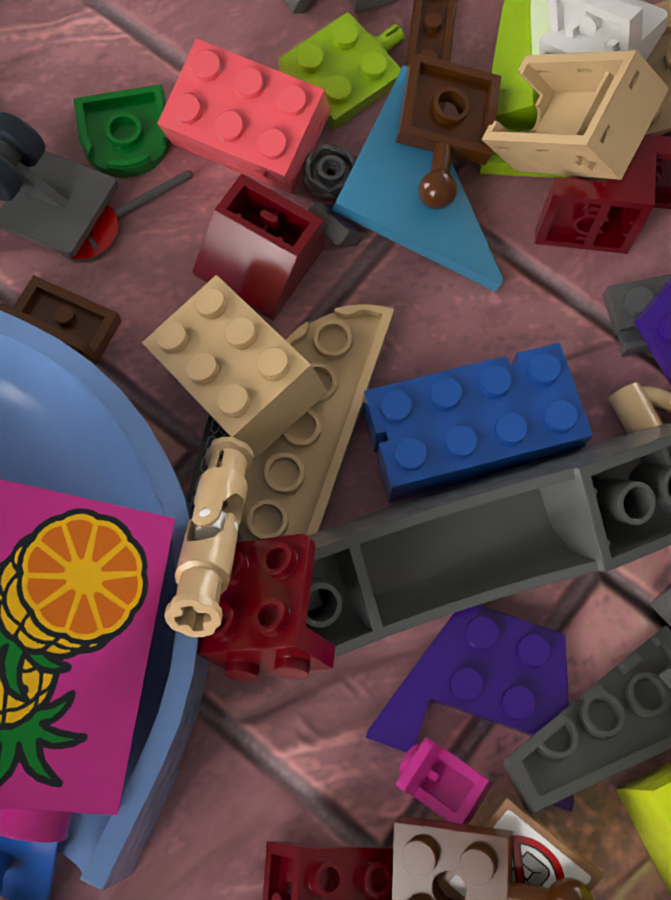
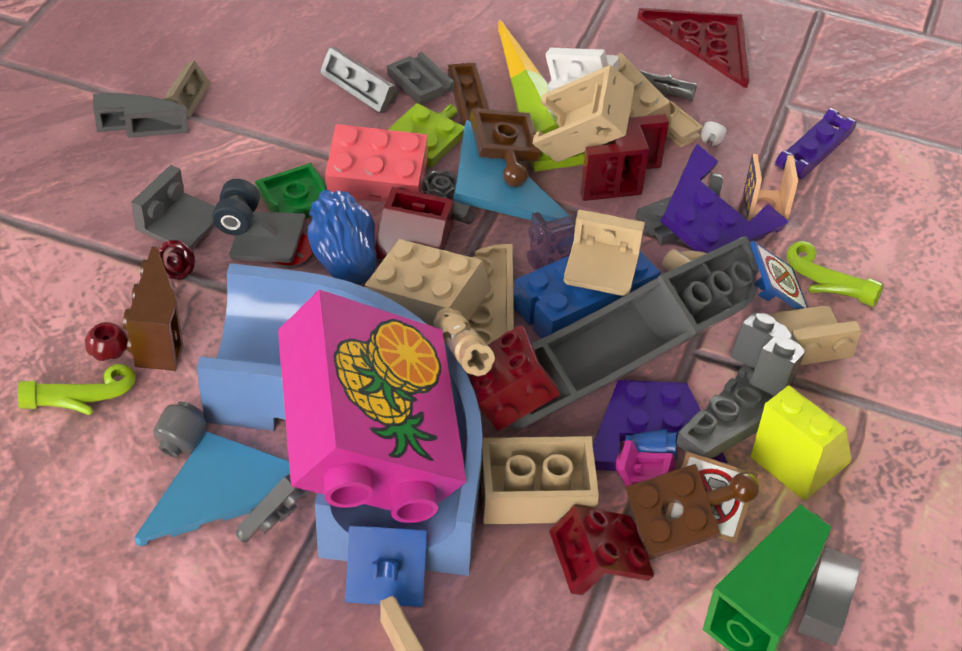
camera: 20 degrees left, 25 degrees down
(147, 240) = (343, 236): none -> blue hair
(269, 767) = (536, 478): none -> tan brick
(449, 337) = (550, 240): none -> clear purple bracket
(471, 739) = (655, 442): none -> blue cone
(505, 400) = (604, 253): none -> tan bracket

